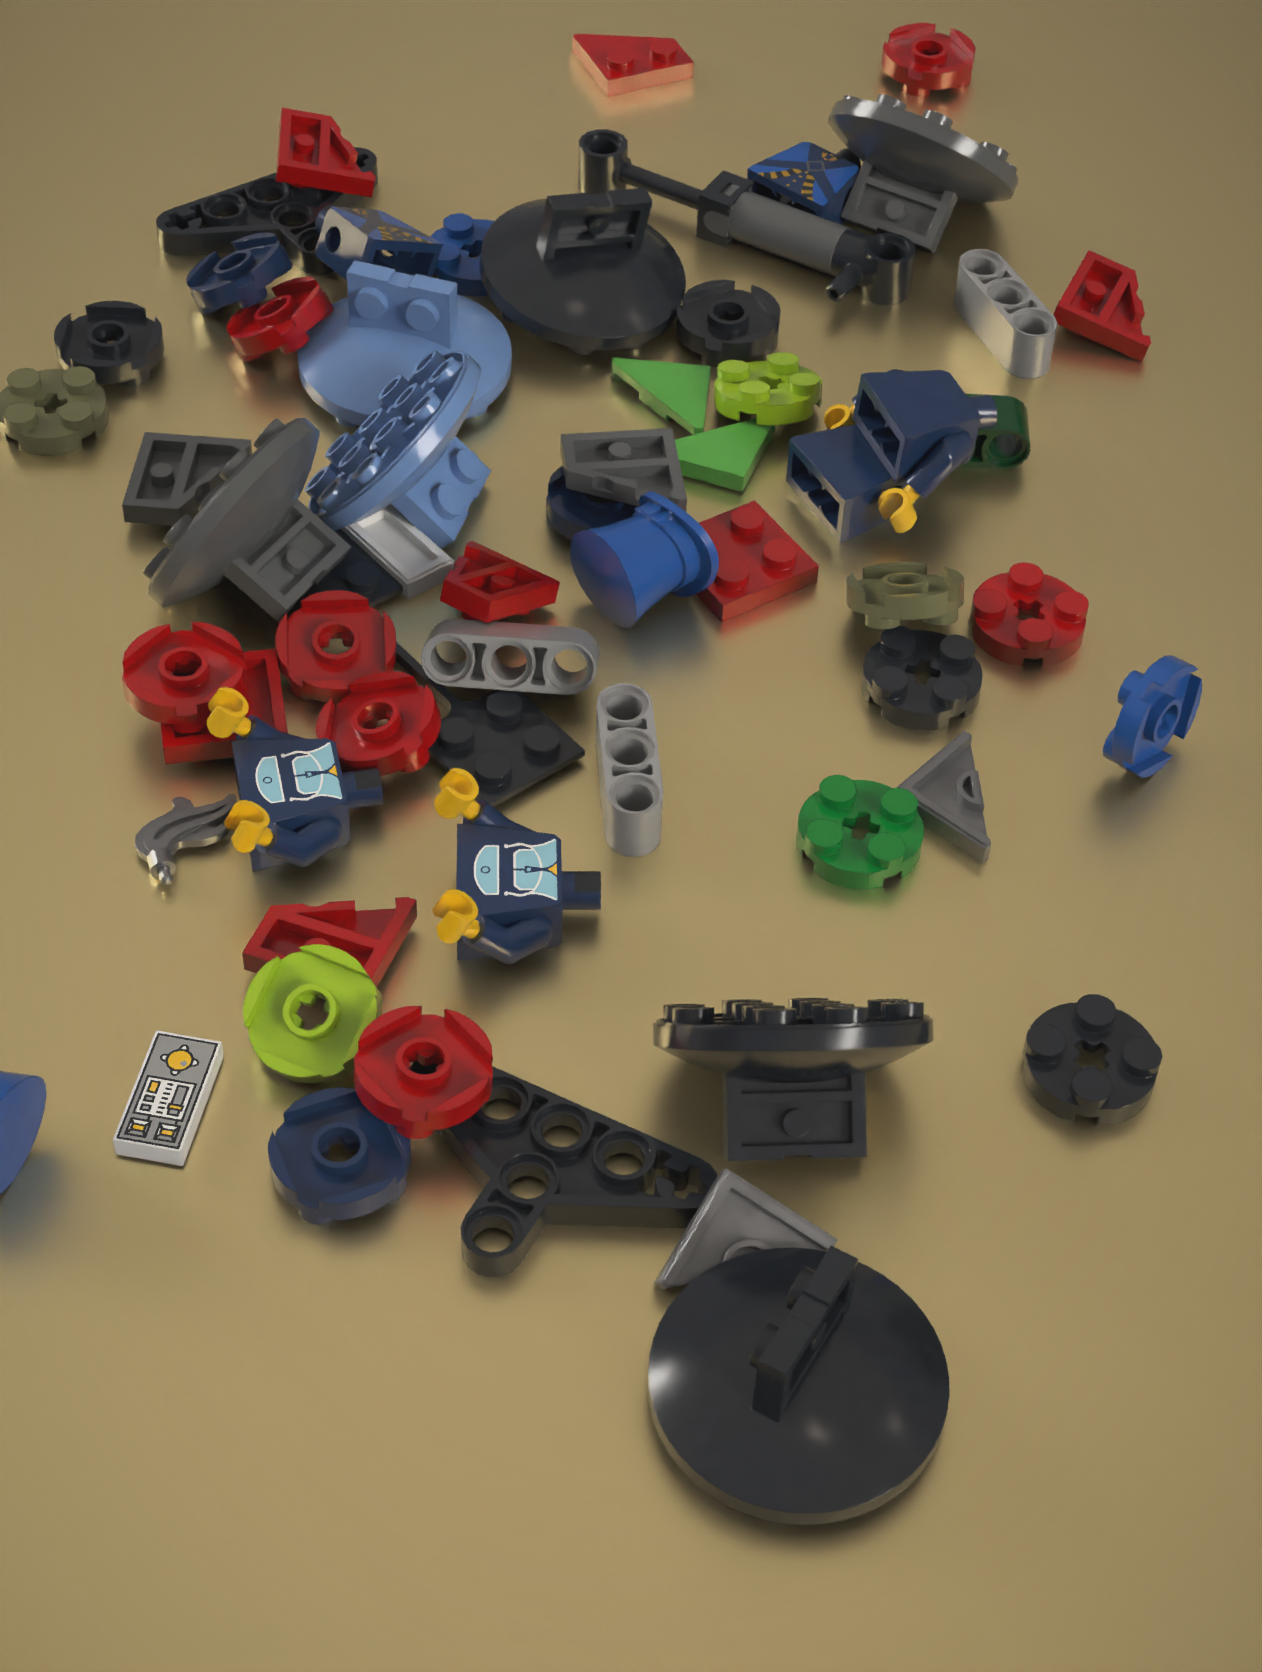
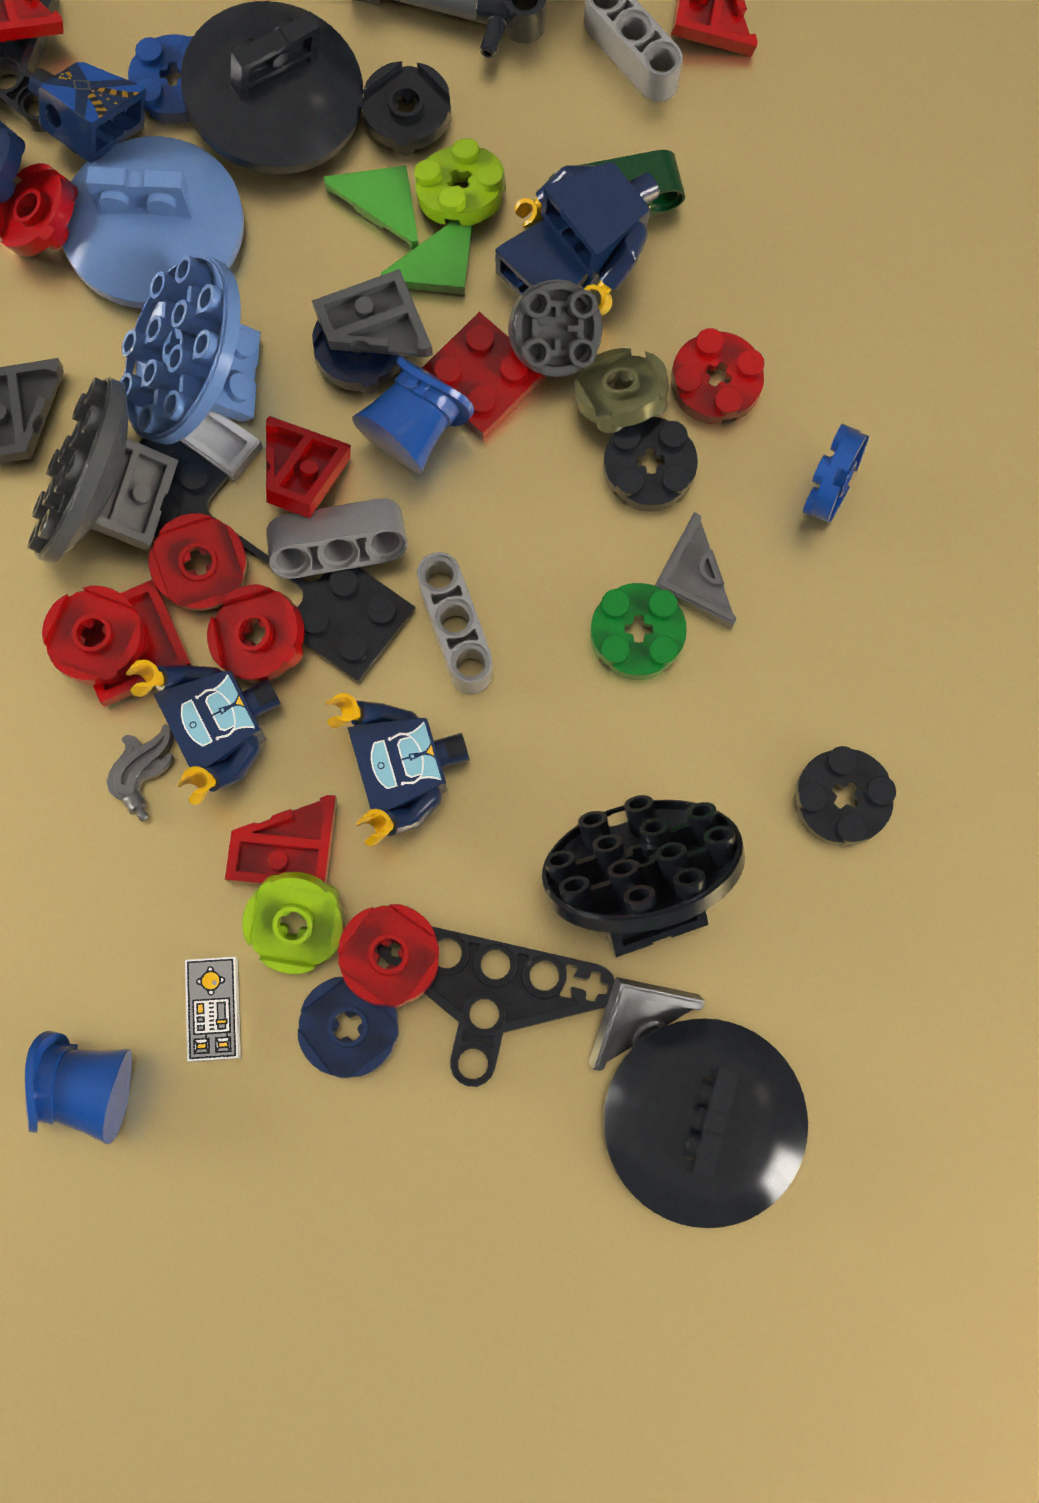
camera: 15 degrees left, 30 degrees up
(840, 516) = (555, 328): none -> dark grey tile

